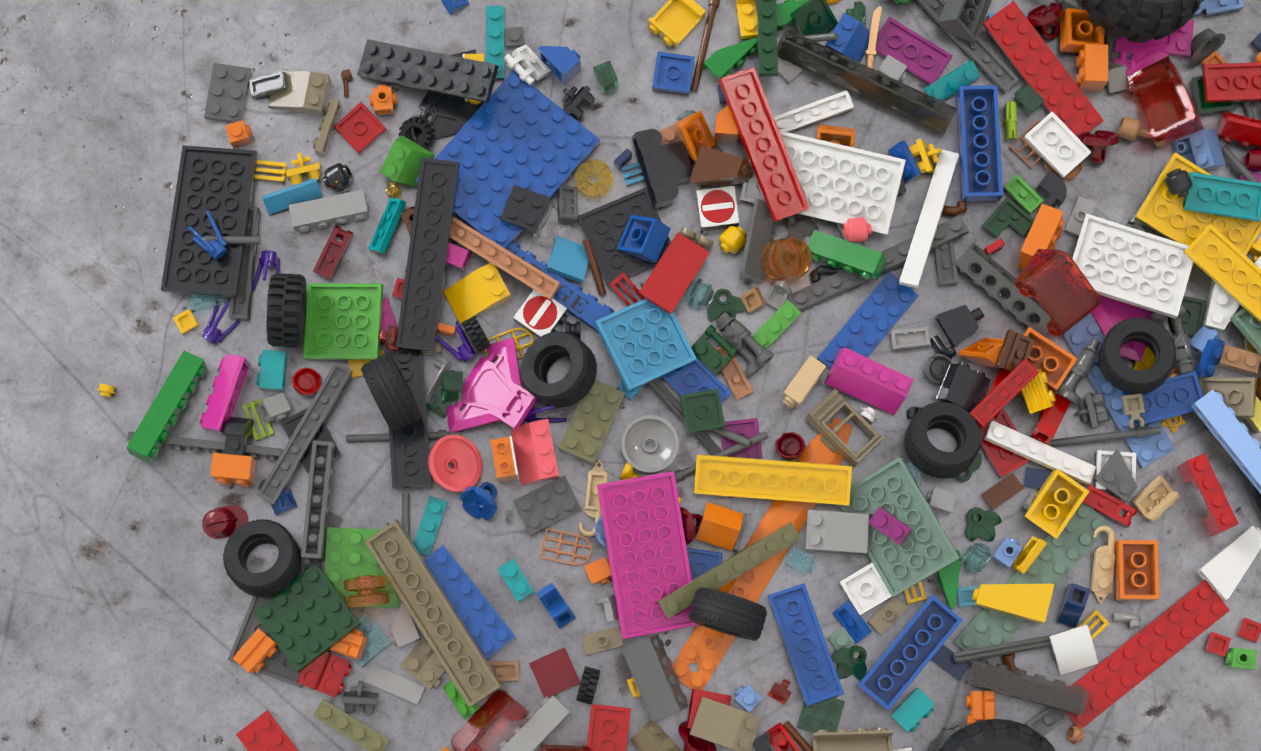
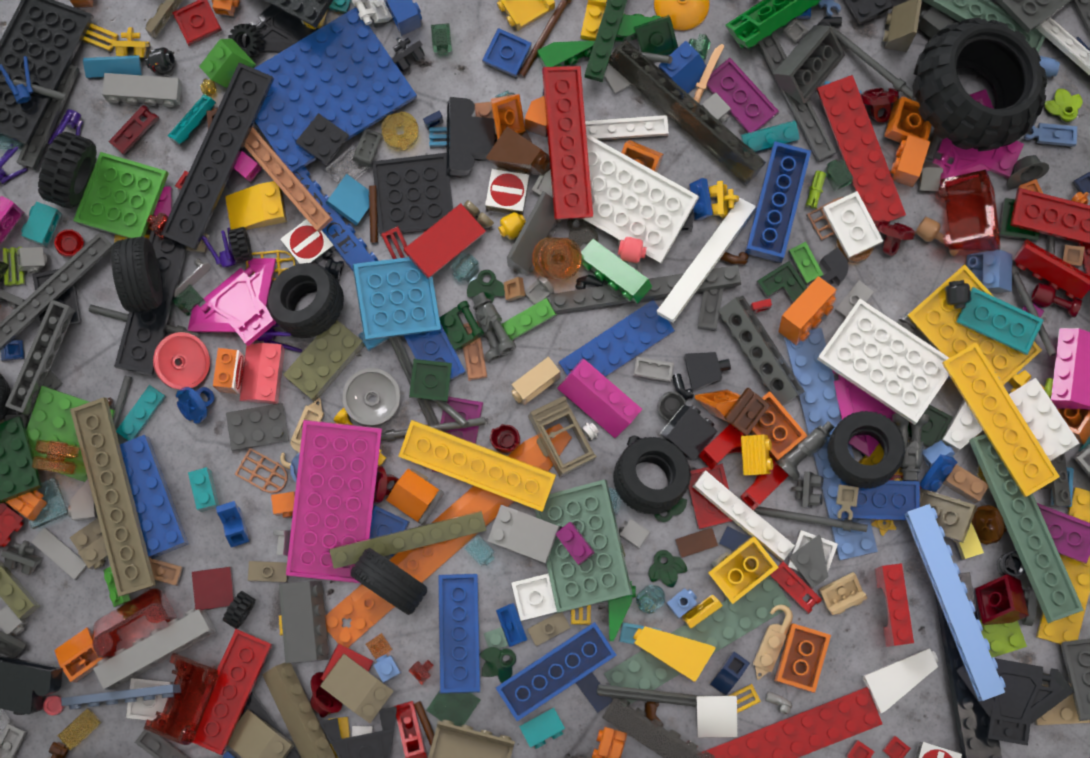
camera: 20 degrees right, 0 degrees up
(446, 330) = (214, 232): orange tile -> none
(451, 385) = (202, 286): clear green brick -> none
(644, 238) = (427, 200): blue slope -> none
(731, 680) = (379, 646): none -> clear orange tile
(1004, 392) = (724, 447): red tile -> none
(1059, 289) = (806, 362): clear red windscreen -> none

